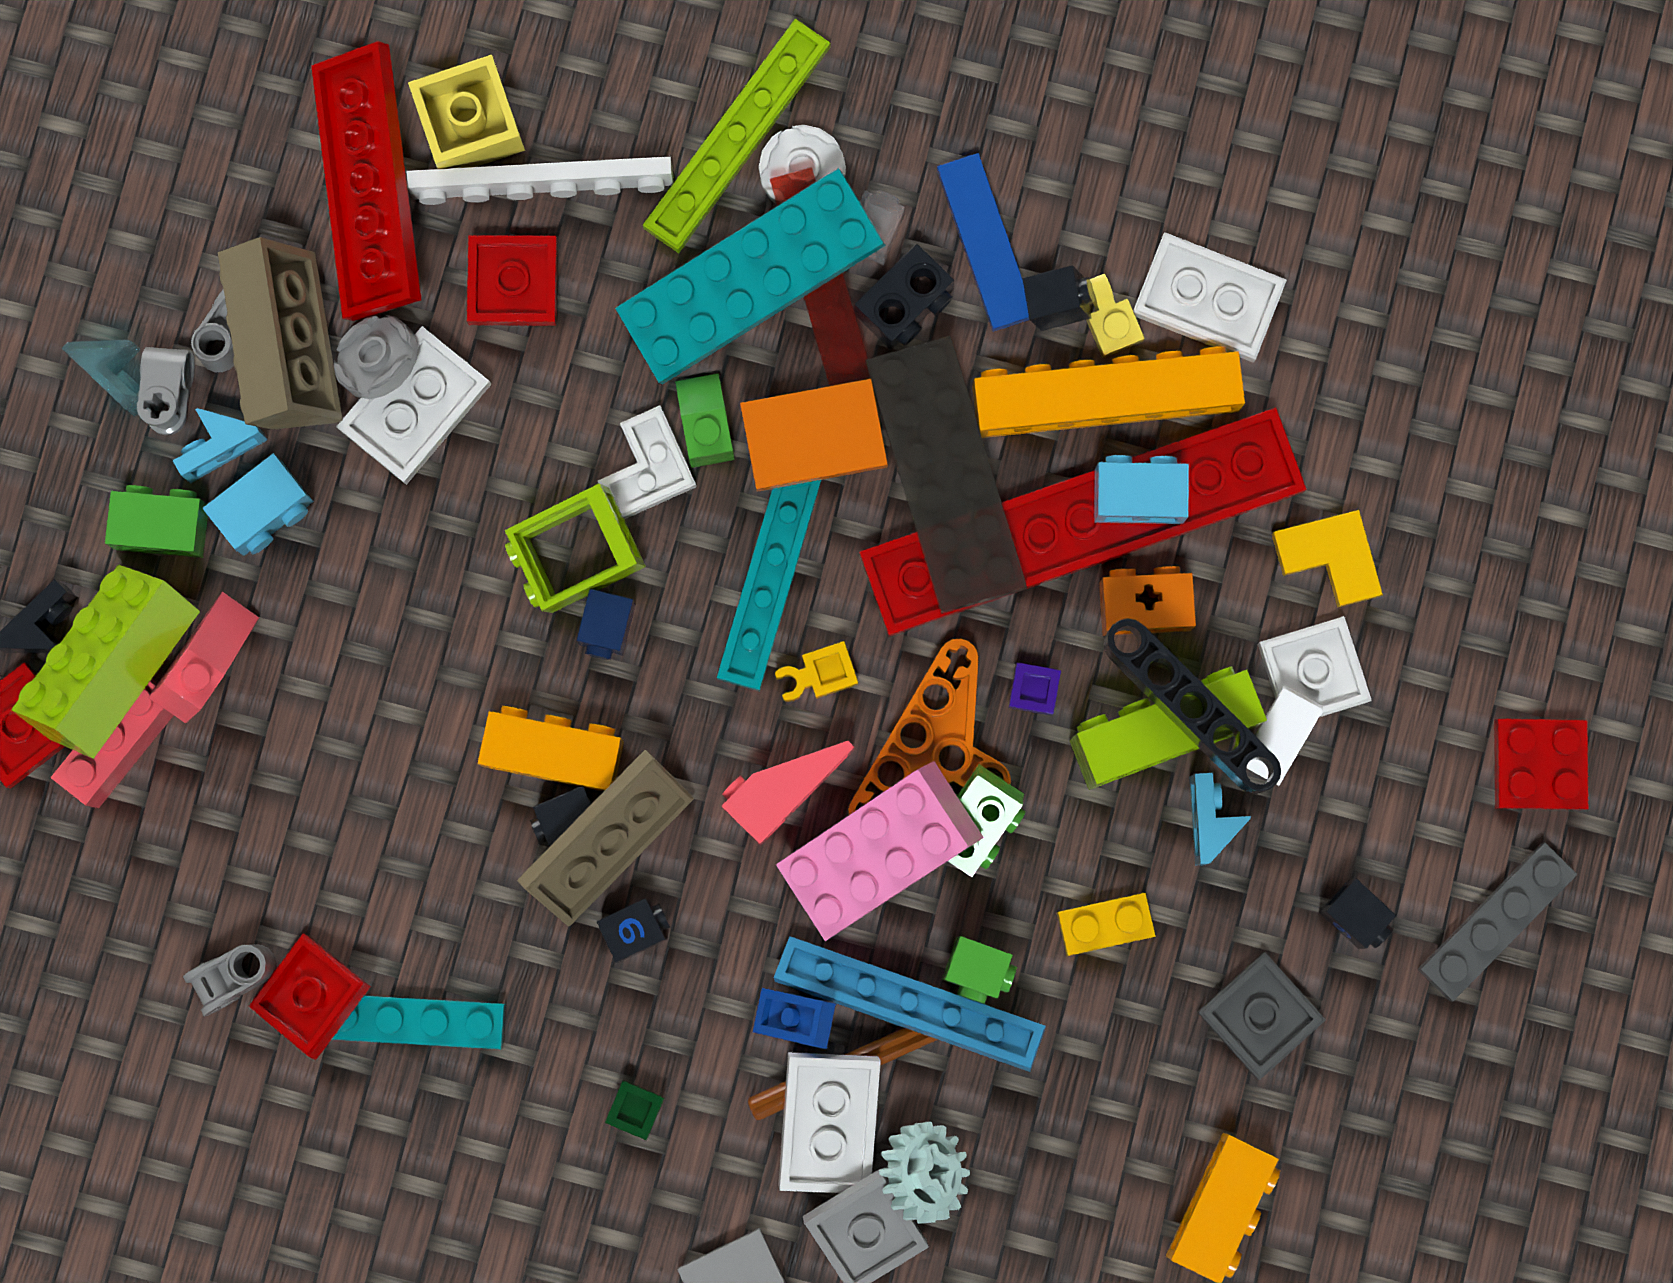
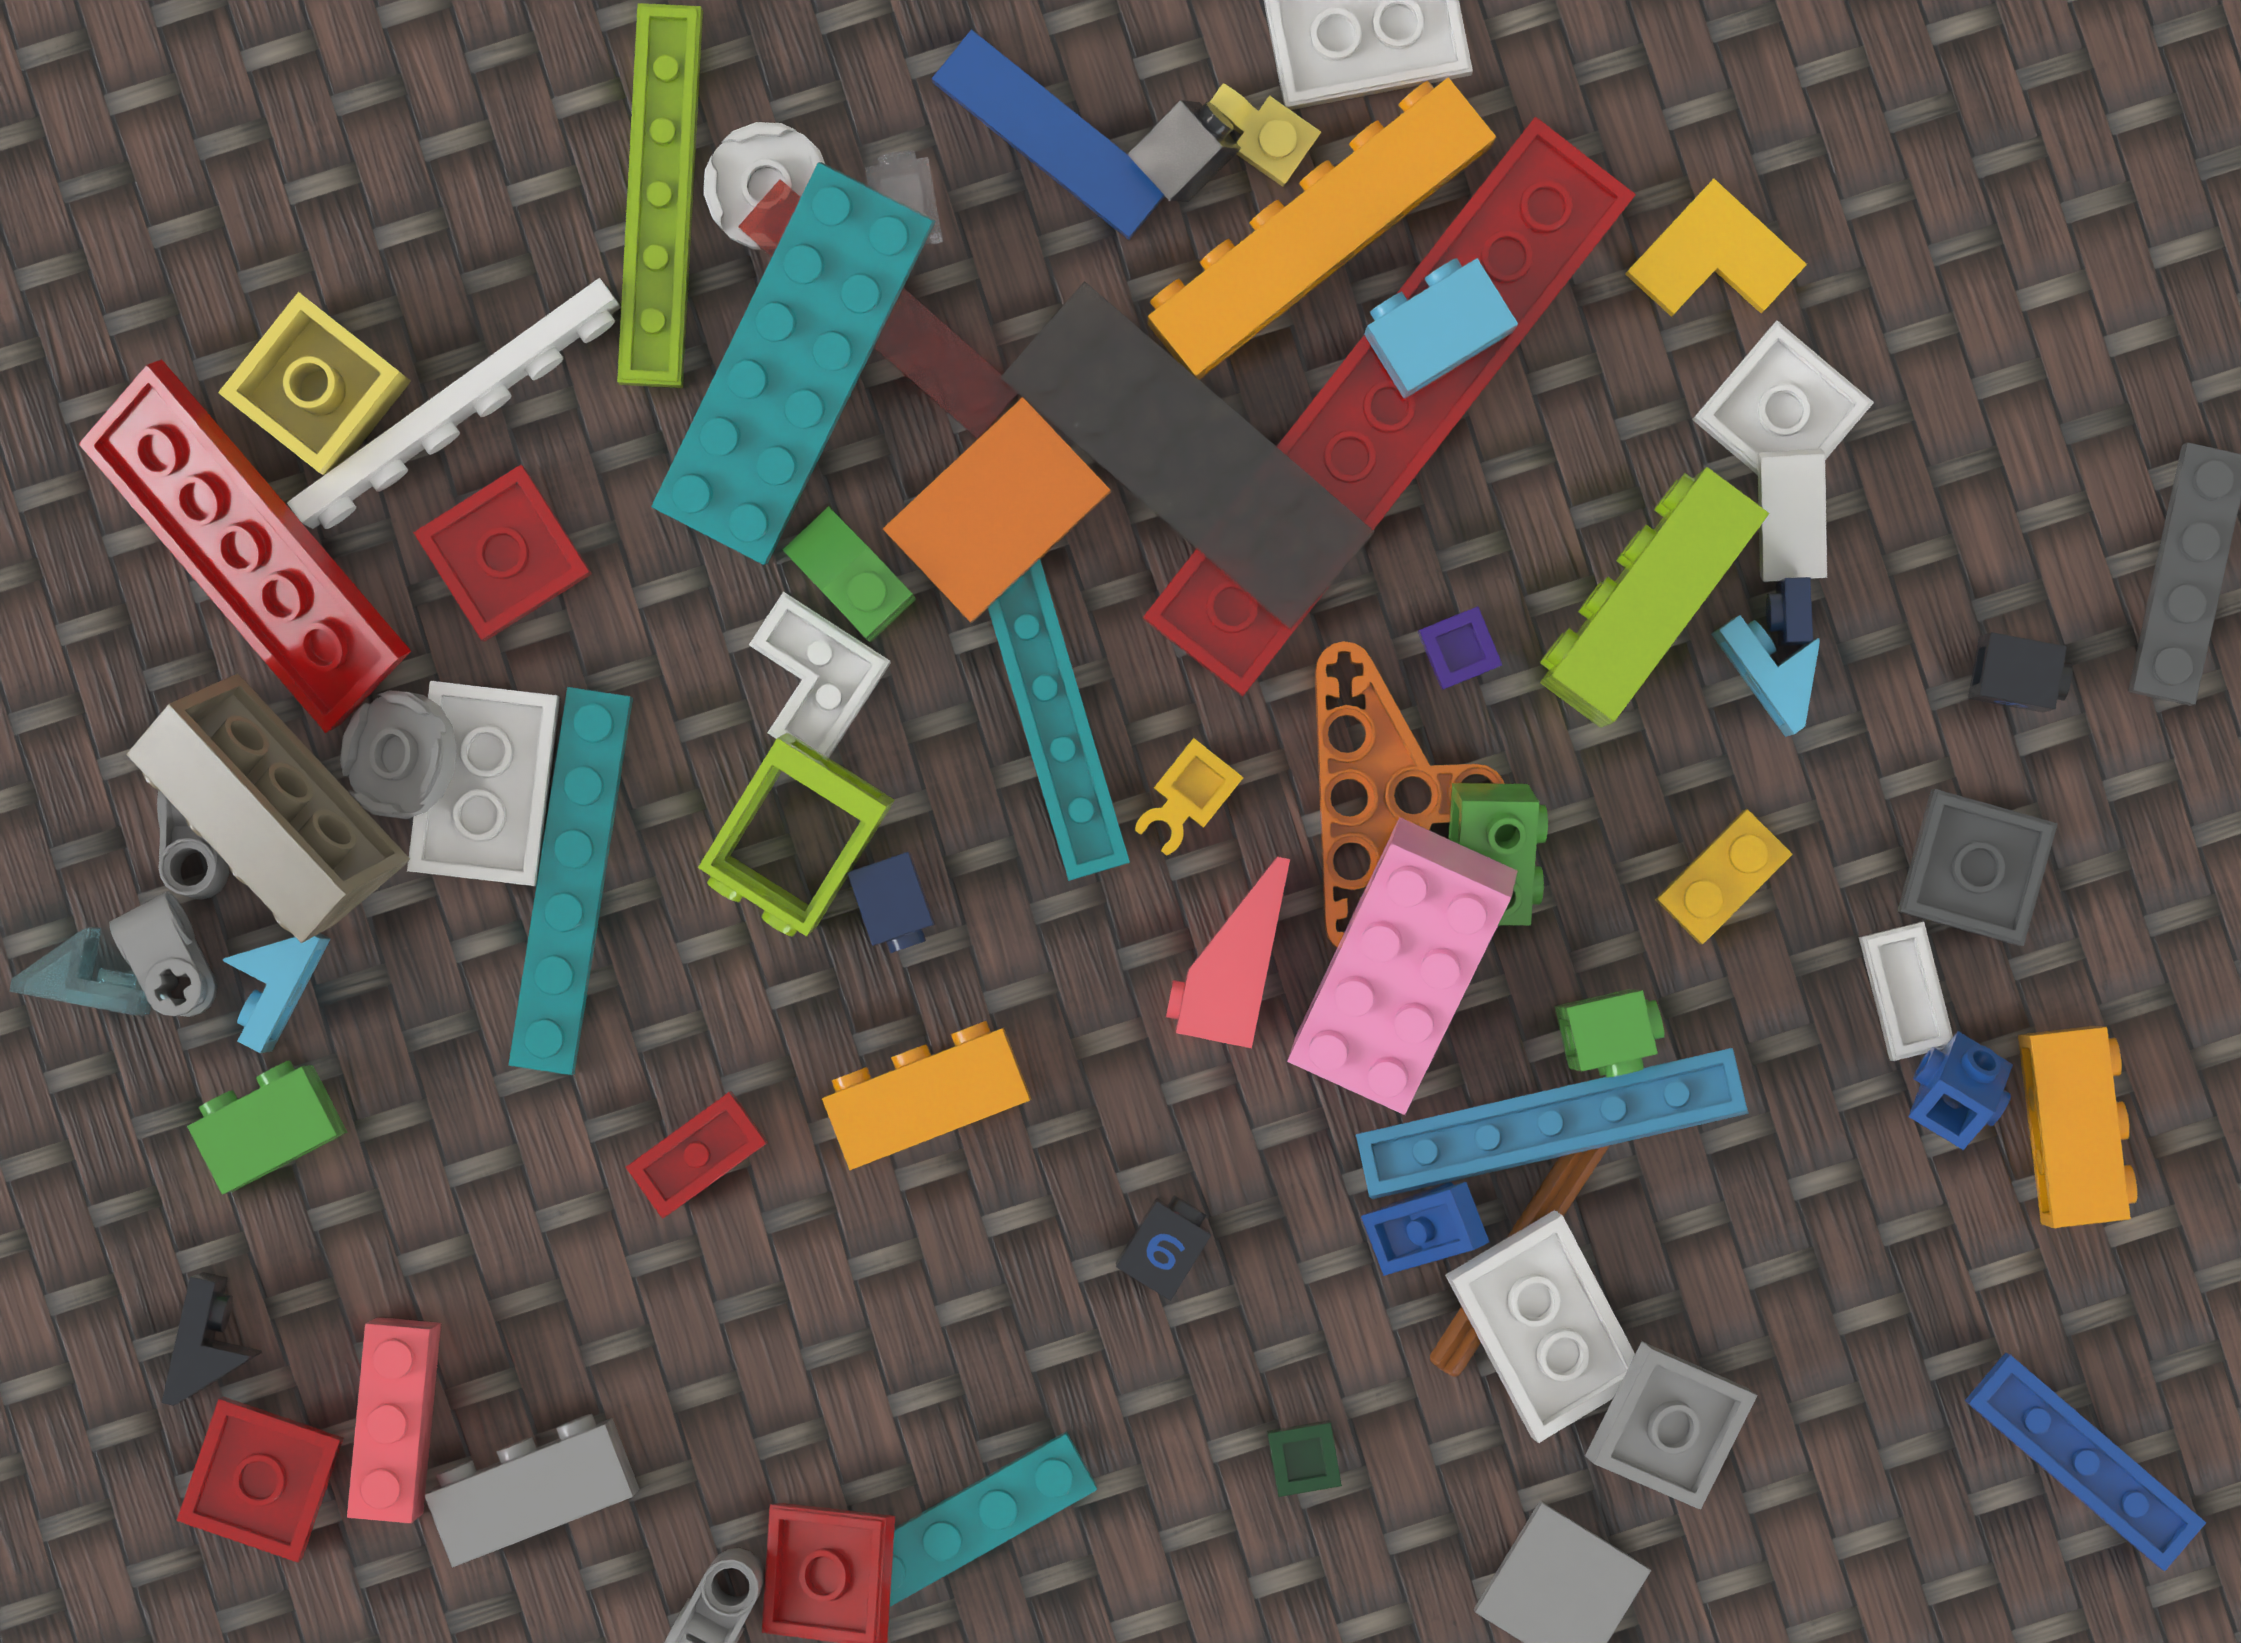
camera: 30 degrees left, 5 degrees up
(105, 660) = (321, 1335): lime brick -> none
(169, 832) = (530, 1489): none -> light grey brick
(204, 658) = (437, 1255): coral slope -> none
(259, 506) = (377, 1027): medium azure brick -> none
(395, 699) = (696, 1154): none -> red plate
(427, 494) = (570, 881): none -> teal plate
(559, 814) = (997, 1167): black brick -> none
(606, 838) = (1063, 1160): dark tan tile -> none
(896, 291) = (983, 266): black brick -> none
(924, 1172) = (1697, 1312): light aqua gear -> none
(1167, 1141) = (1960, 1090): none -> blue brick
(1170, 613) = (1566, 446): orange brick -> none
(1172, 1063) = (1906, 990): none -> white tile
(1214, 712) = (1702, 548): black beam -> none
(1240, 801) = (1791, 611): none -> dark blue plate
(1541, 764) = (2124, 349): red plate -> none

